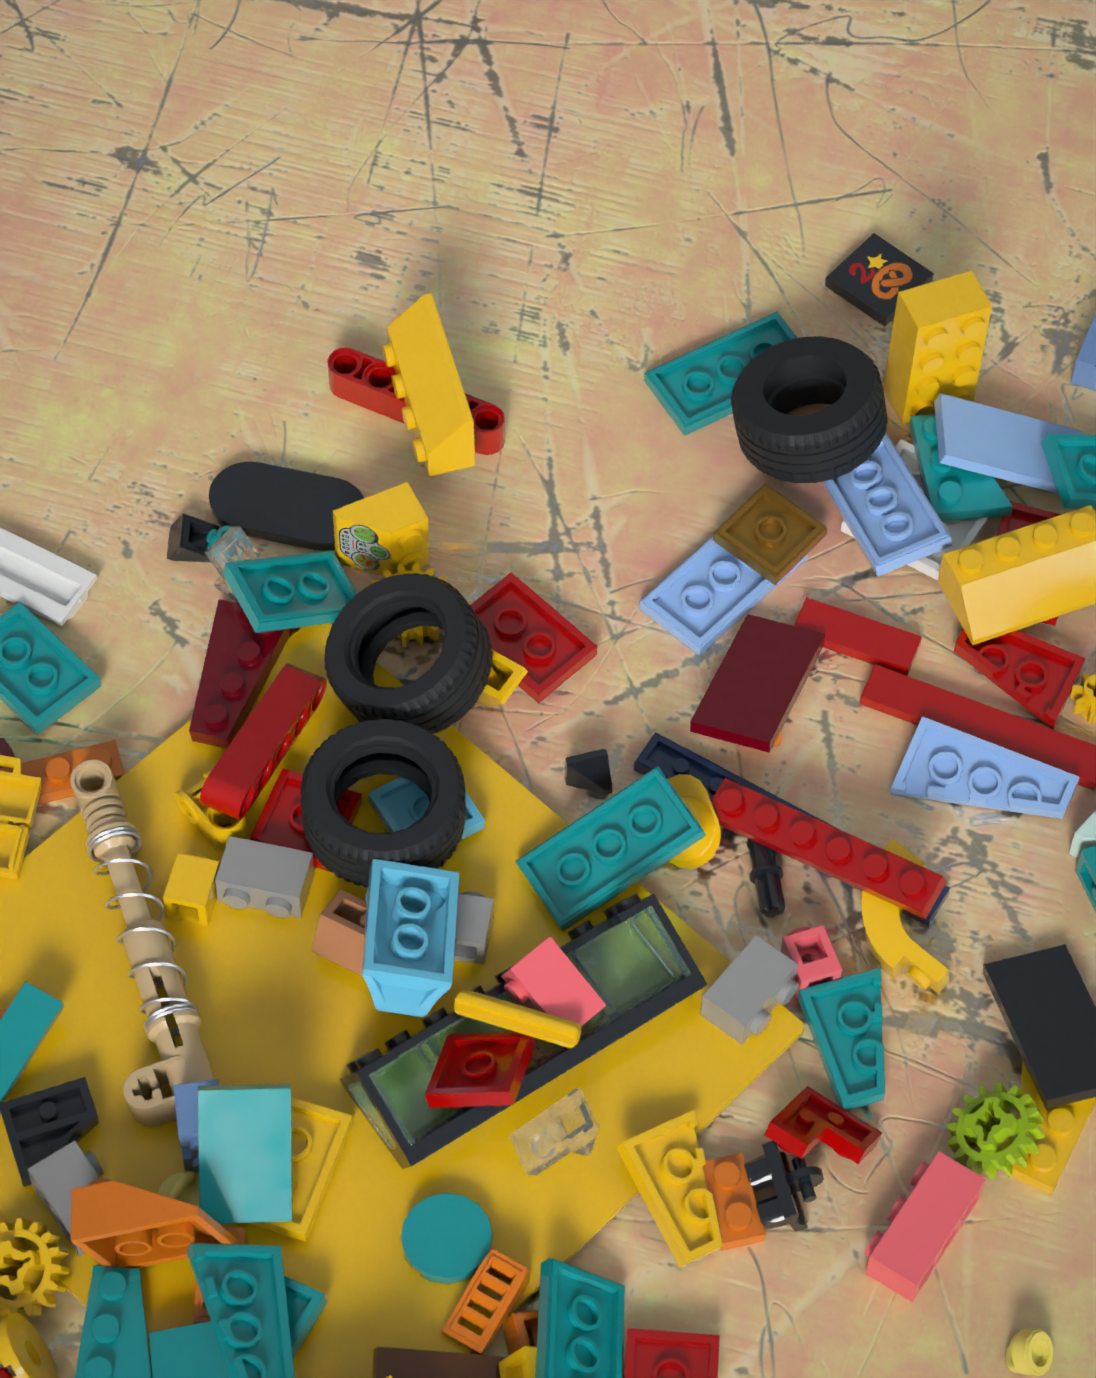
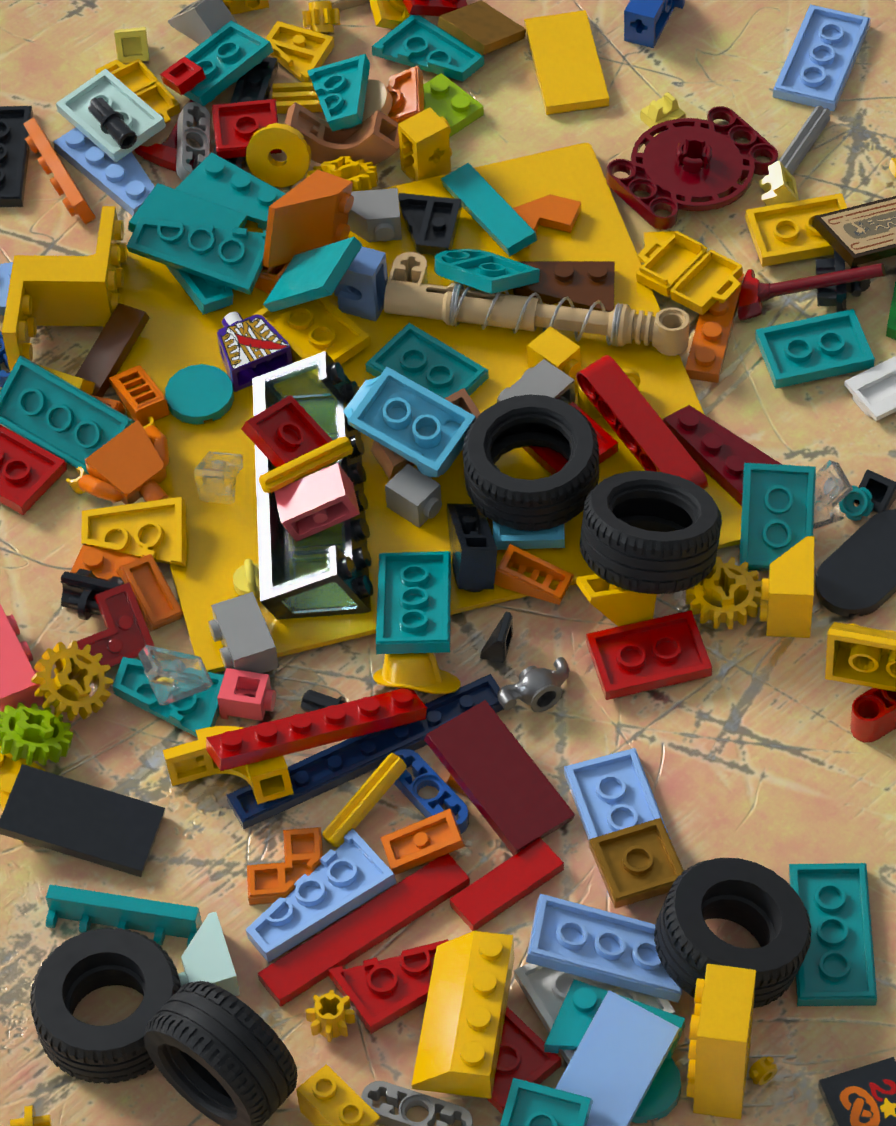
camera: 125 degrees right, 5 degrees down
(64, 937) = (579, 280): none -> reddish brown wing
(110, 1012) = (484, 270): none -> teal tile
(273, 1019) = (428, 363): none -> teal tile
(357, 1210) = (250, 348): none -> torso
(502, 799) = (517, 582): none -> orange slope
(503, 834) = (471, 548): none -> black slope
(606, 1235) = (127, 466): none -> orange torso
(626, 711) = (536, 687): none -> flat silver piece
(669, 1034) = (247, 579): none -> light yellow tile
(742, 1130) = (151, 592): none -> orange tile
(799, 733) = (424, 777): none -> blue beam
(844, 1021) = (173, 674): none -> clear slope
(856, 789) = (364, 799): none -> yellow axle
(868, 715) = (422, 841): none -> orange plate
(912, 1124) = (70, 686): none -> yellow gear
(985, 827) = (302, 856): none -> orange tile

